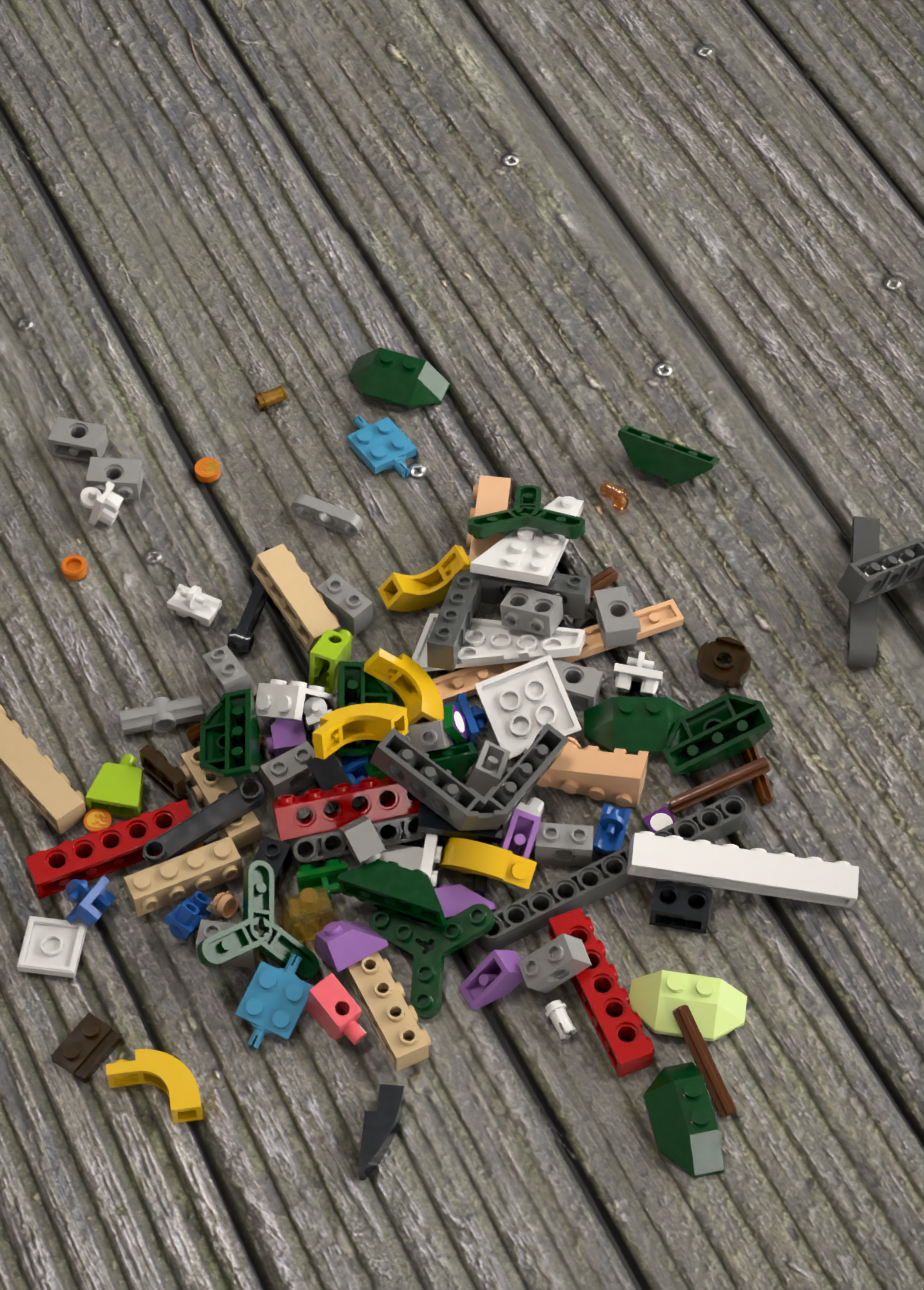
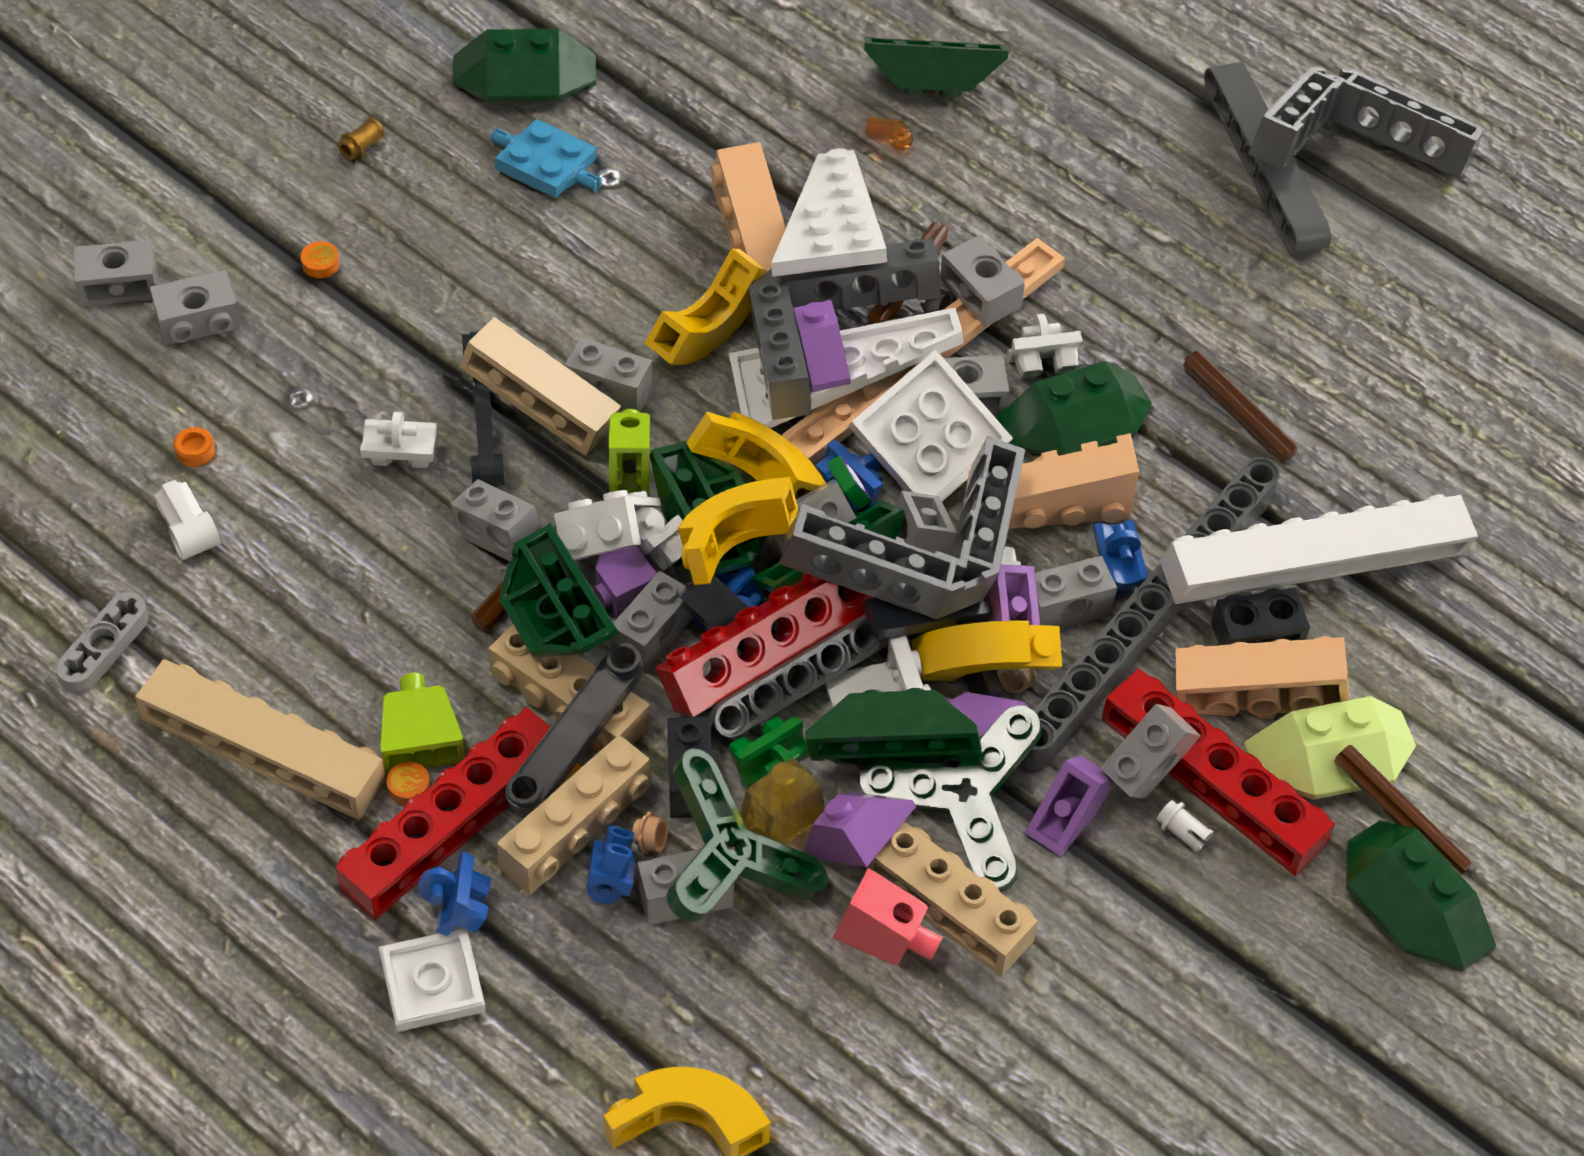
camera: 25 degrees left, 0 degrees up
(45, 618) = (187, 524): none -> white piece
(87, 1047) = (553, 1103): dark brown plate -> none
(103, 506) = (202, 346): white hips -> none
(161, 715) = (426, 605): light grey piece -> none
(163, 774) = (475, 683): dark brown plate -> none
(274, 1000) = (793, 939): dark azure plate -> none
(336, 518) = (493, 275): light grey beam -> none
(362, 840) = (814, 674): light grey brick -> none
(380, 1128) = (1025, 1058): black slope -> none
(482, 627) = (822, 345): none -> medium lavender slope
(503, 889) = (1016, 680): none -> tan plate
(526, 513) = (801, 181): dark green piece -> none
(531, 611) = (875, 304): light grey brick -> none
(658, 820) = (1169, 526): tile -> none
(661, 942) = (1263, 676): none -> light nougat wedge
(715, 733) = (1192, 383): dark green wedge -> none
(718, 785) = (1223, 454): reddish brown axle -> none
(719, 674) = (1137, 314): dark brown plate -> none

